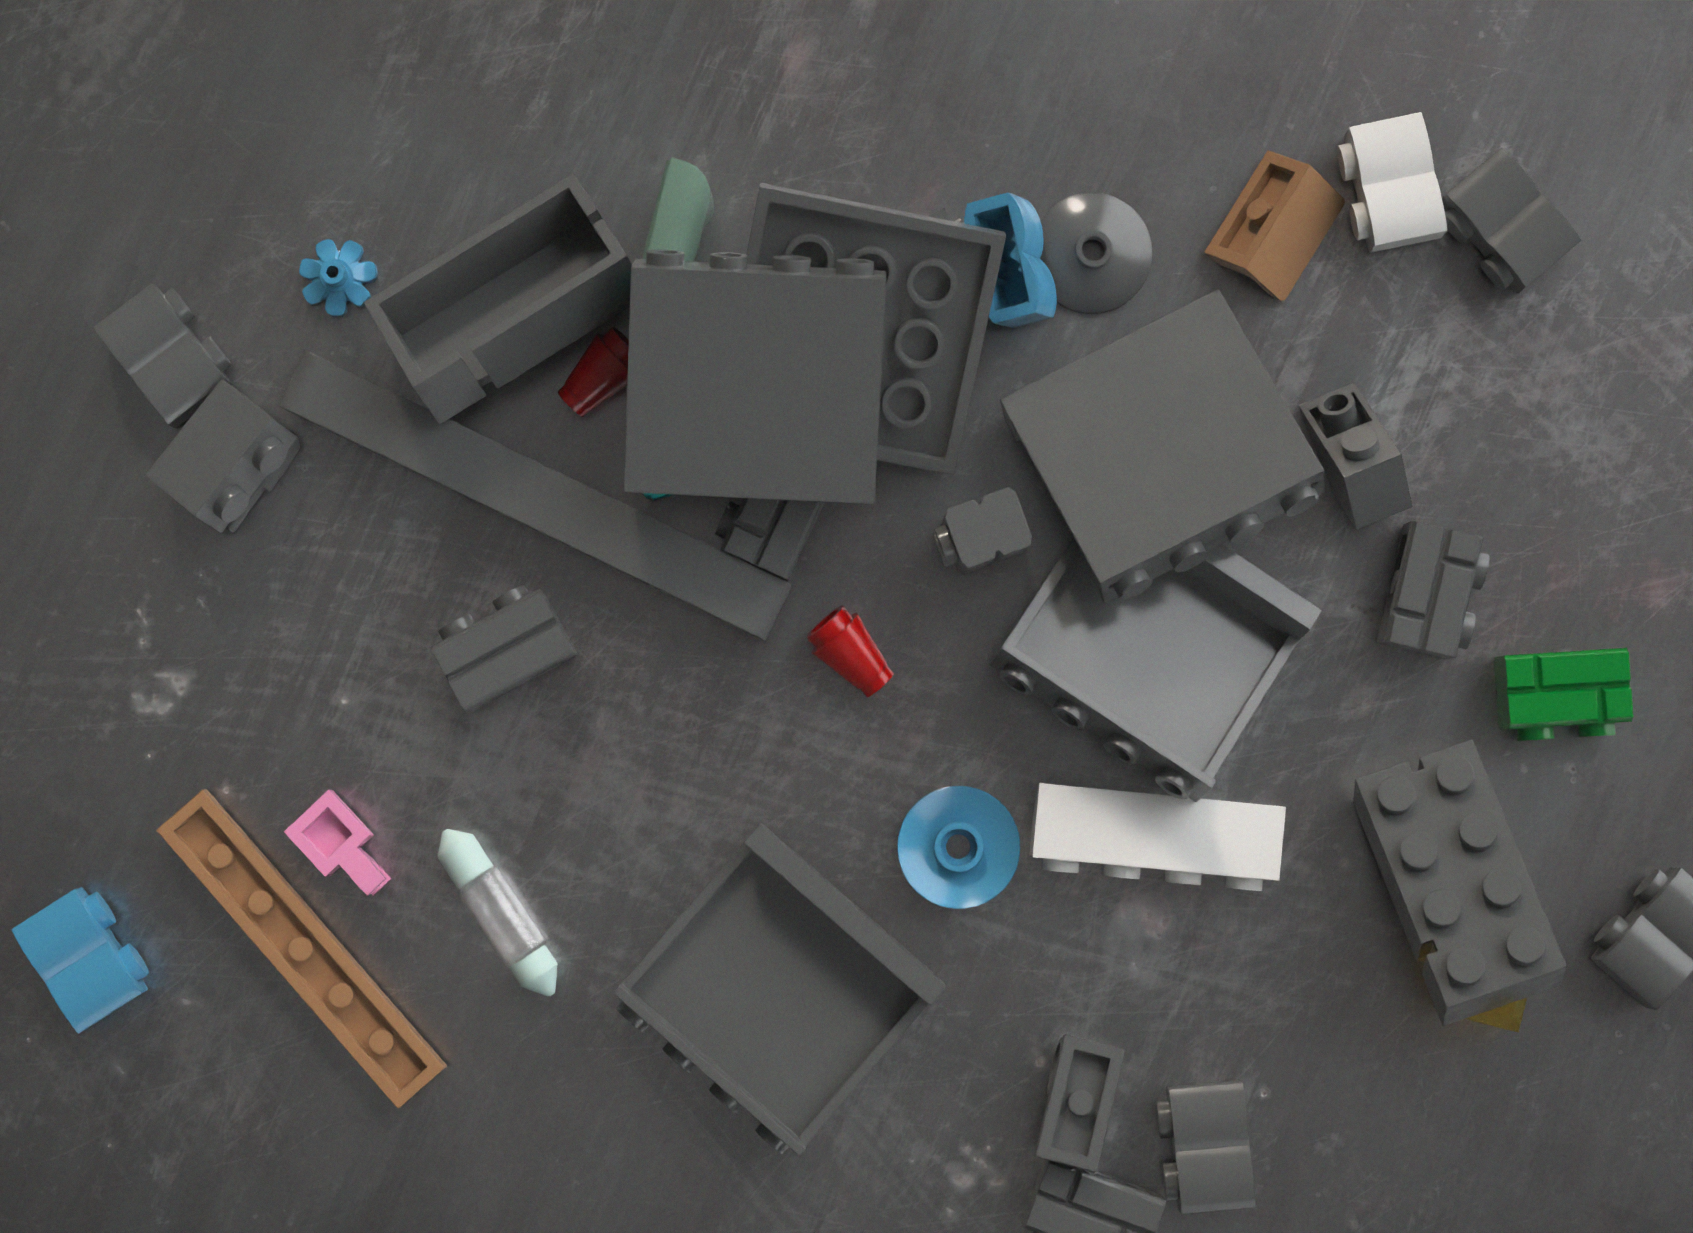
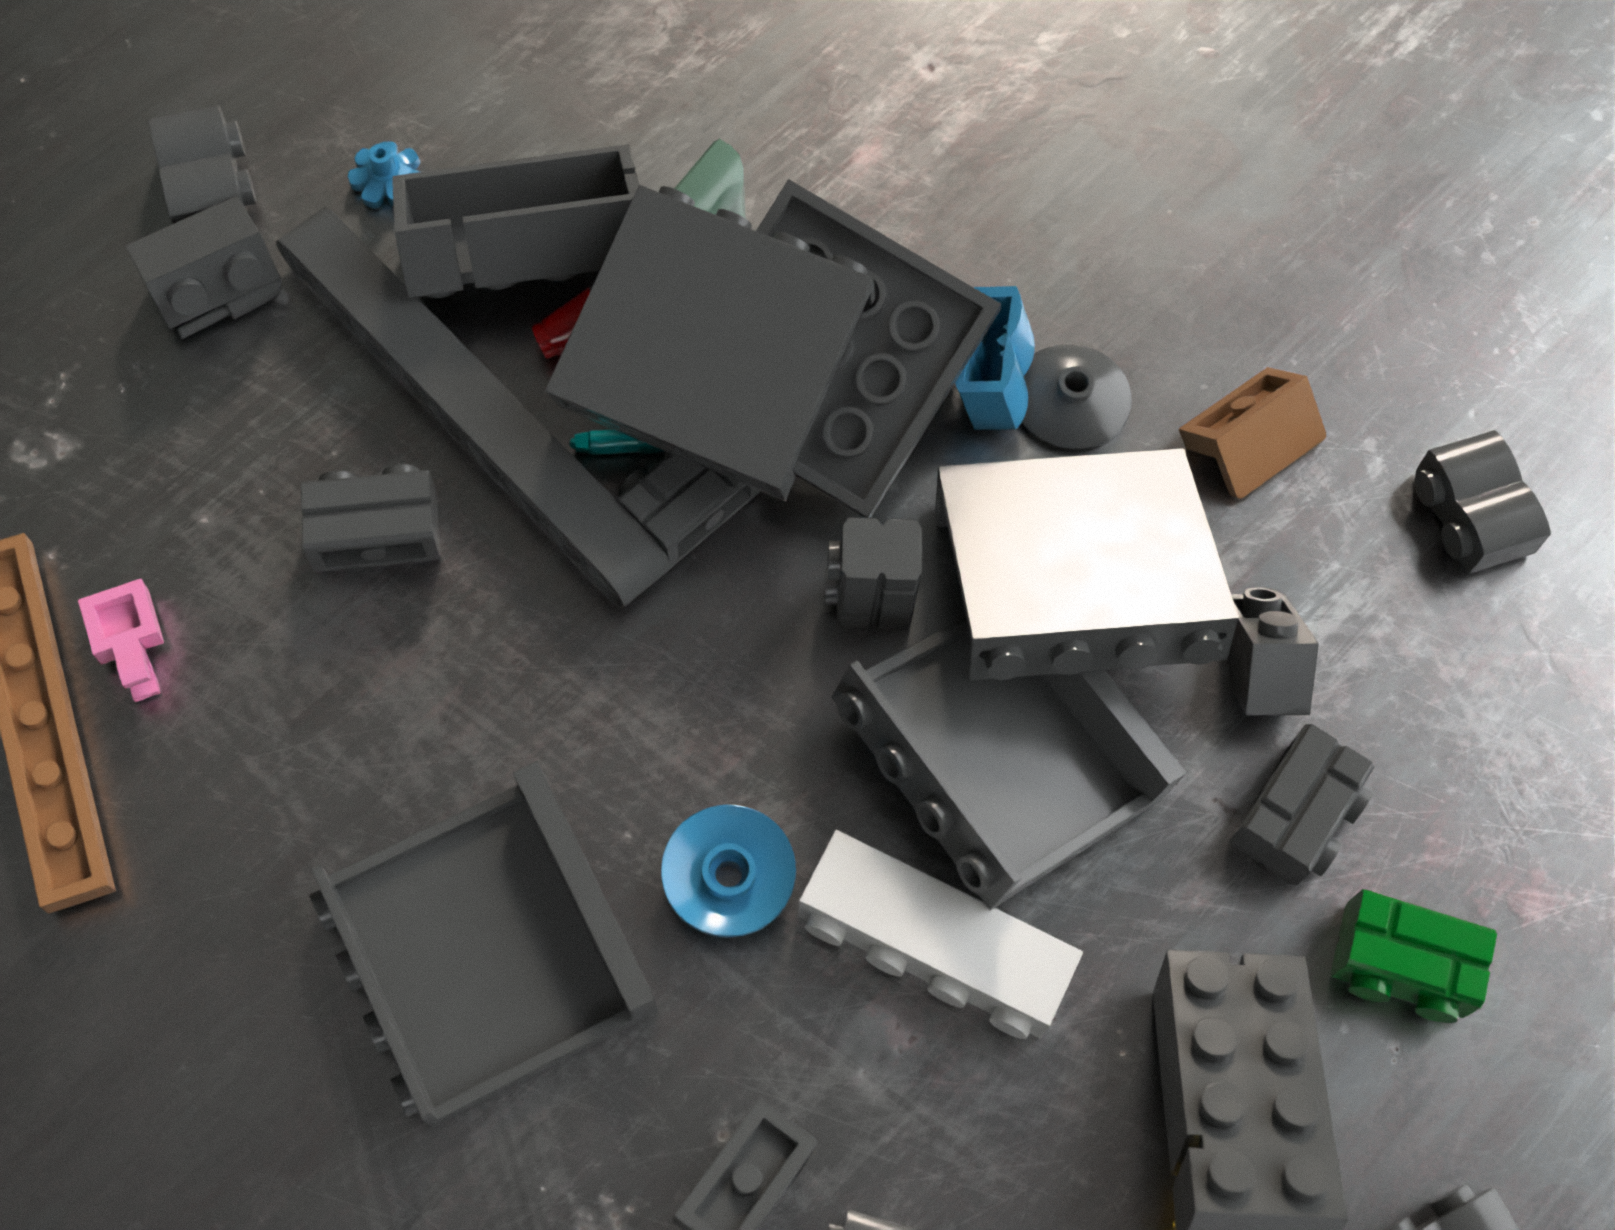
camera: 20 degrees right, 20 degrees down
(498, 912) = (243, 760): piece -> none
(850, 650) = (701, 646): red cone -> none
(1392, 182) = (1379, 430): white brick -> none

